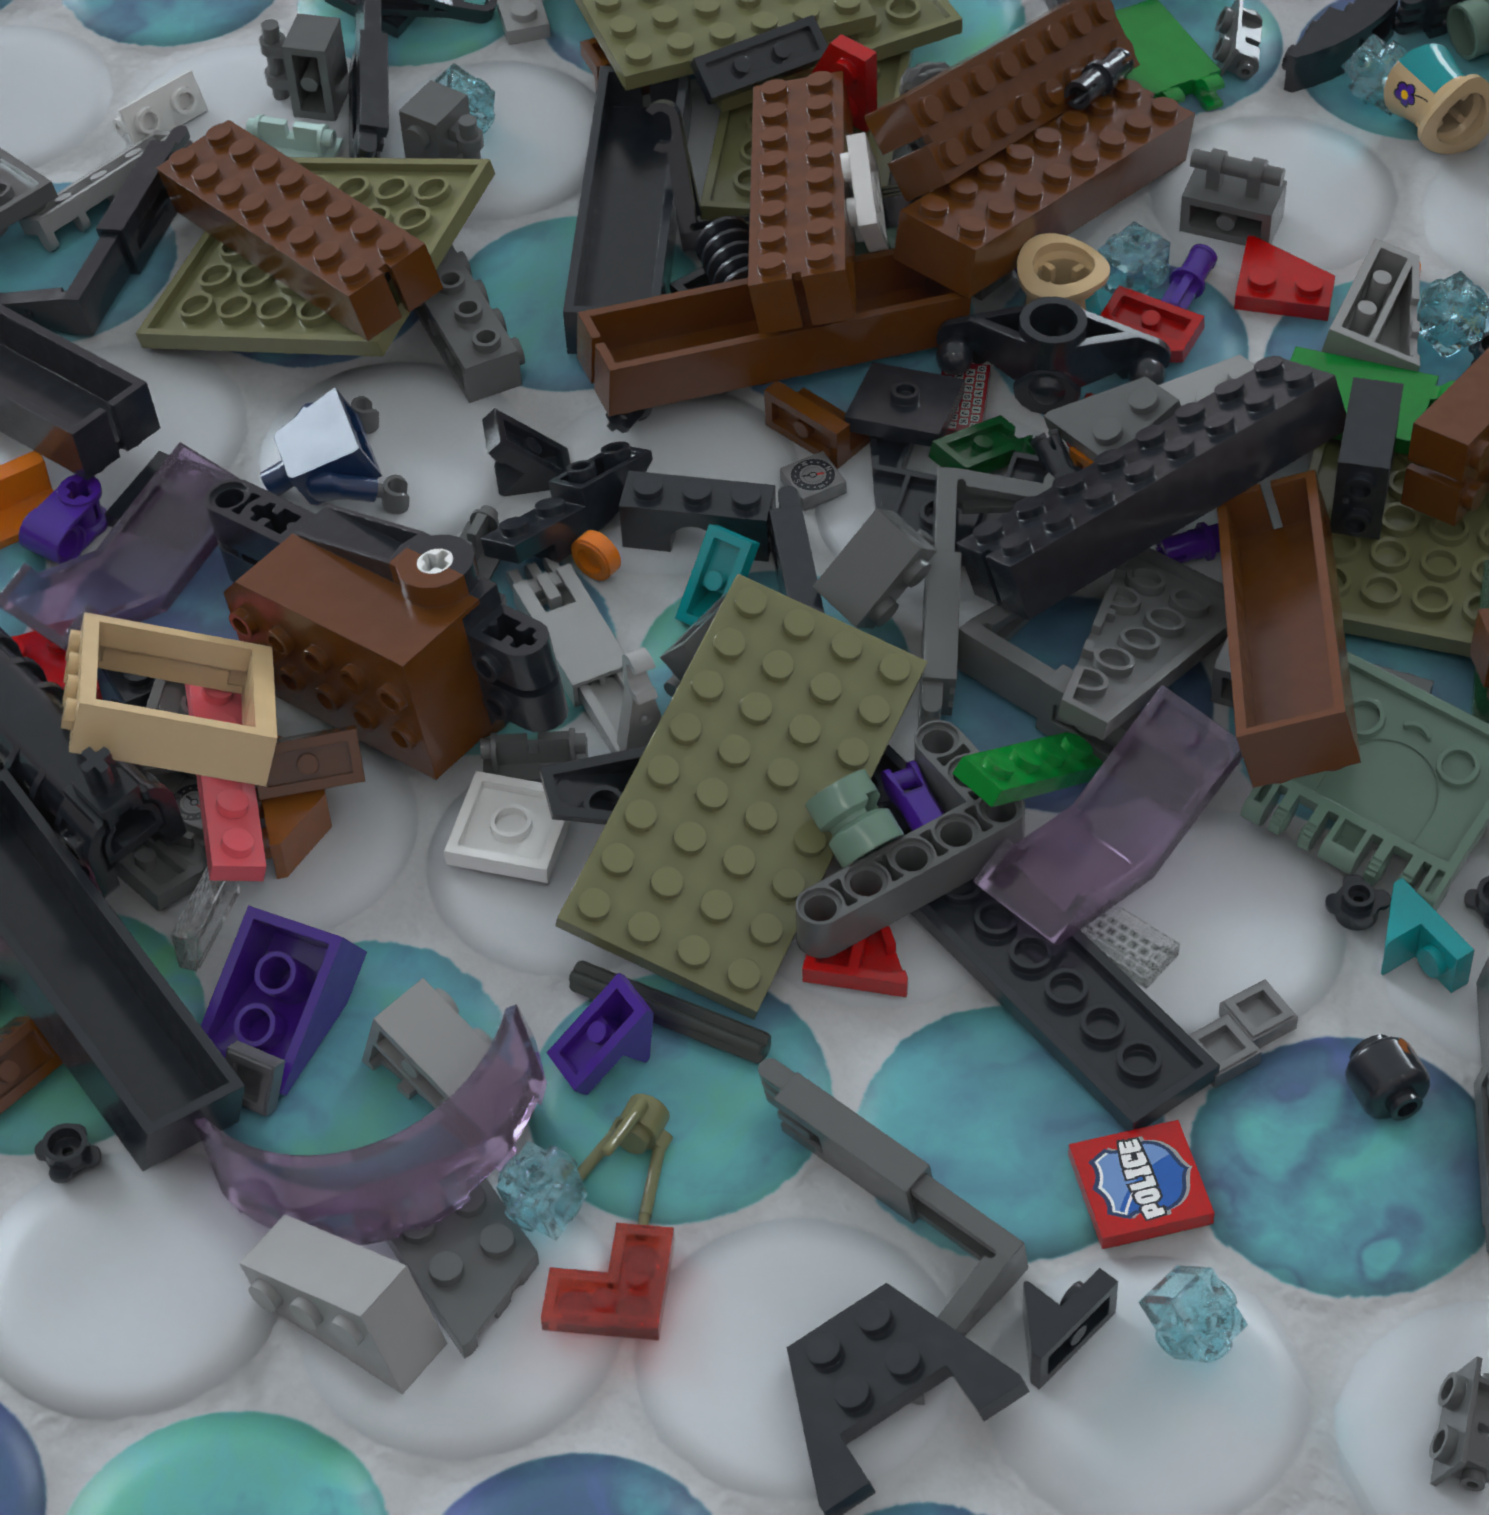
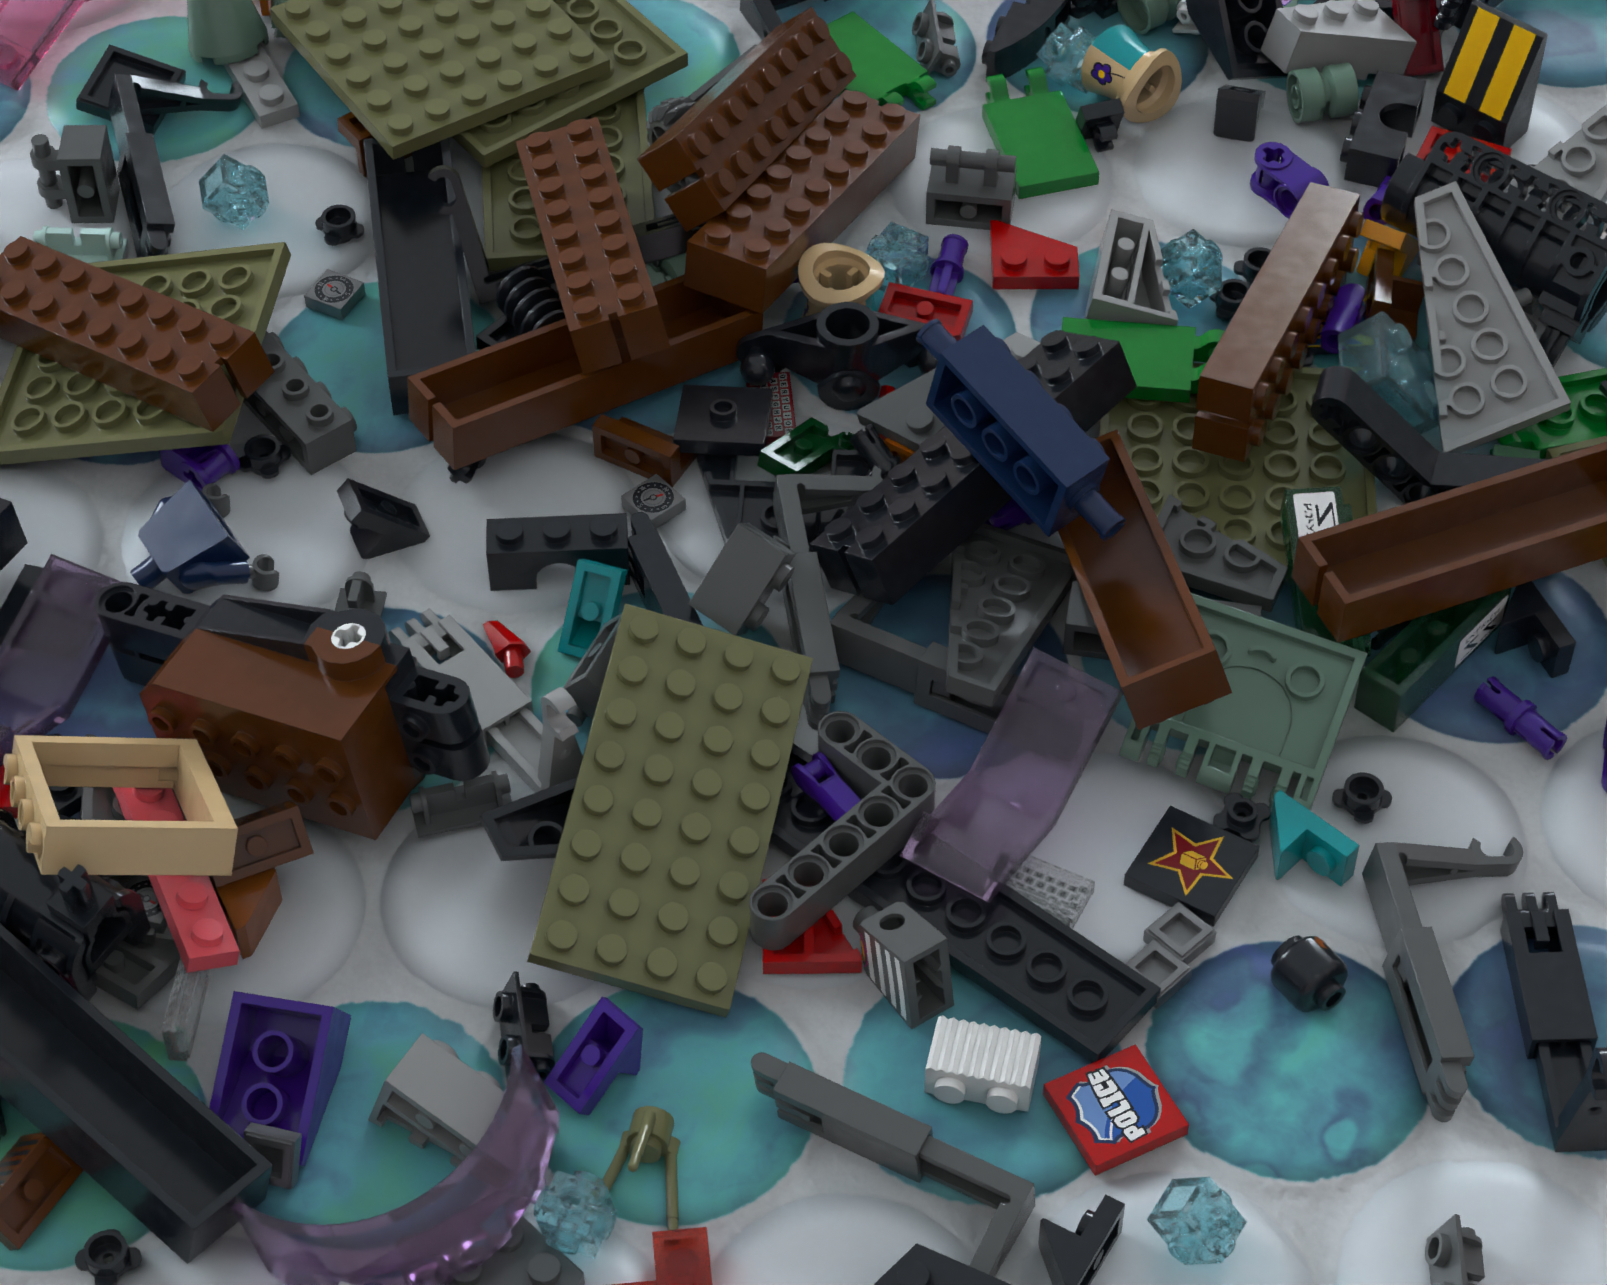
camera: 15 degrees left, 0 degrees up
(358, 374) = (200, 464): none -> dark purple piece
(424, 376) = (264, 456): none -> black plate
(440, 125) = (225, 215): dark grey brick -> none
(506, 829) = (453, 875): white plate -> none
(538, 222) = (334, 294): none -> flat silver tile
(542, 977) = (519, 1012): none -> black hinge
(560, 152) = (339, 225): none -> black plate
(579, 501) = (444, 561): black slope -> none
(595, 555) = (471, 603): orange tile -> none
(623, 607) = (507, 648): none -> red bar
(681, 1015) = (657, 1024): pearl dark grey axle -> none
(759, 59) = (514, 115): black plate -> none
(853, 818) = (784, 816): sand green wheel -> none
(860, 75) = (613, 118): red wing -> none
(866, 205) = (646, 220): white plate -> none
(945, 968) = (906, 961): none -> dark grey torso
(1008, 1113) = (982, 1065): none -> white brick
(1028, 768) = (928, 743): green plate -> none
(1098, 78) = (830, 94): black pin -> none
(1193, 452) = (1018, 431): none -> dark blue brick
(1290, 943) = (1191, 865): none -> black tile
(1324, 155) = (1040, 135): none -> green tile
(1366, 458) = (1156, 411): black window -> none
(1393, 147) = (1101, 122): none -> black tile
(1395, 628) = (1217, 562): none -> dark grey wing

